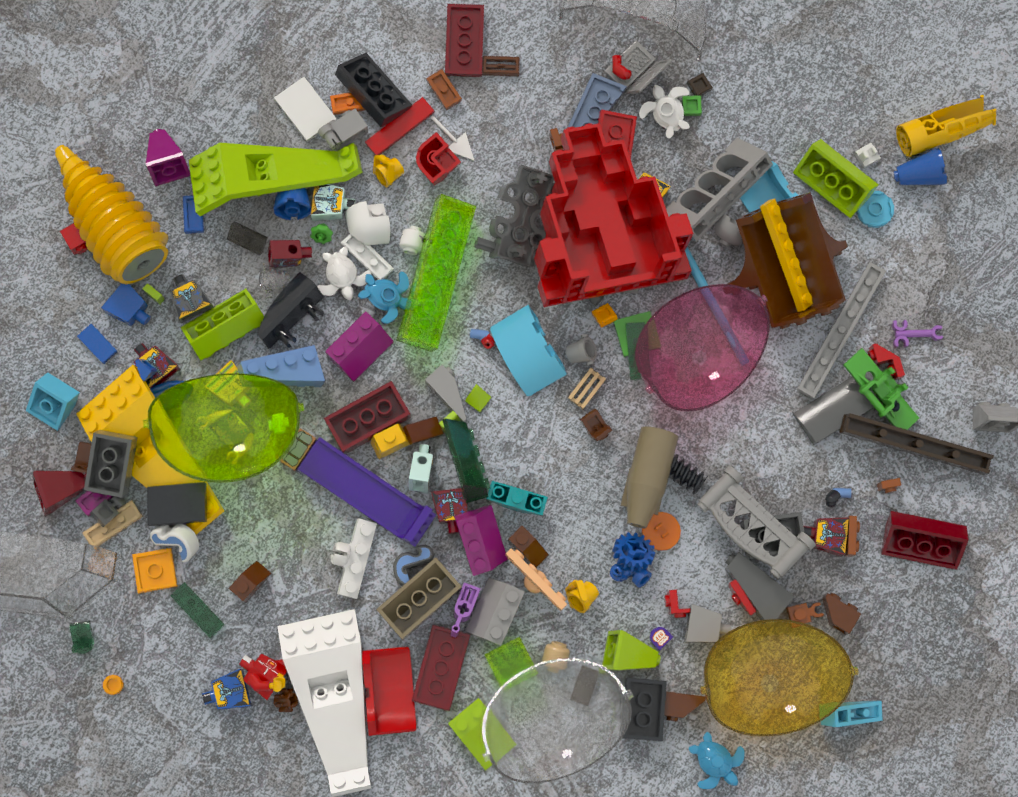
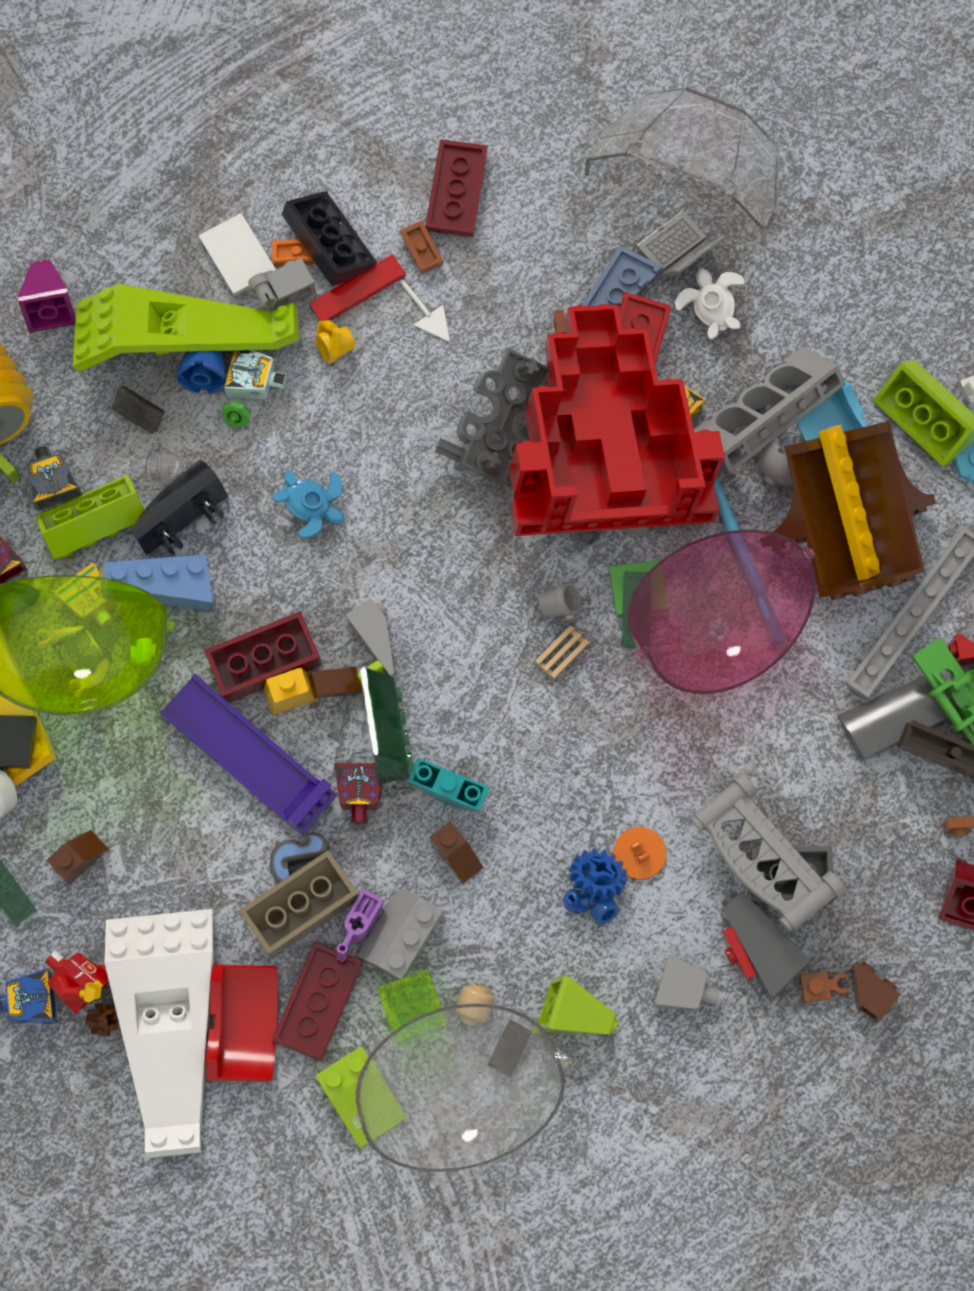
camera: 15 degrees right, 5 degrees down
(192, 221) = (70, 381): blue tile -> none
(281, 252) = (187, 433): dark red torso -> none
(299, 449) = (164, 689): tile -> none
(341, 274) = (254, 468): white animal -> none
(354, 557) = (220, 840): white plate -> none
(359, 346) = (265, 564): magenta slope -> none
(368, 223) = (299, 407): white brick -> none
(368, 257) = (292, 449): white tile -> none
(412, 240) = (354, 435): white head -> none
(421, 469) = (325, 734): light aqua torso -> none
(436, 159) = (399, 334): red brick -> none
(436, 273) = (379, 479): clear neon green brick -> none
(478, 398) = (414, 649): lime slope -> none
(481, 539) = (393, 834): magenta slope -> none
(484, 336) = (433, 569): arm -> none
(515, 72) = (511, 232): reddish brown tile -> none
(526, 351) = (486, 594): medium azure panel -> none
(535, 580) = (459, 897): light nougat plate -> none
(581, 595) = (520, 925): yellow piece -> none
(595, 425) = (567, 701): reddish brown bracket -> none
(604, 315) = (597, 559): light orange tile -> none
(618, 69) = (655, 244): red arm -> none
(647, 709) = (587, 1090): black brick -> none
(648, 475) = (630, 773): dark tan piece -> none
(660, 637) = (620, 995): tile -> none
(671, 602) = (642, 948): red bracket -> none
(680, 705) = (636, 1090): reddish brown slope -> none
(686, 475) = (681, 780): black piece -> none
(692, 105) = (746, 300): bright green plate -> none
(699, 85) = (760, 276): dark brown tile -> none
(716, 762) = (678, 1175): dark azure animal -> none
(775, 677) = (770, 1066): clear yellow windscreen -> none
(829, 535) = (868, 883): torso -> none
(835, 494) = (884, 830): arm -> none
(852, 545) = (901, 877): dark orange plate -> none
(855, 713) = (872, 1129): medium azure slope -> none

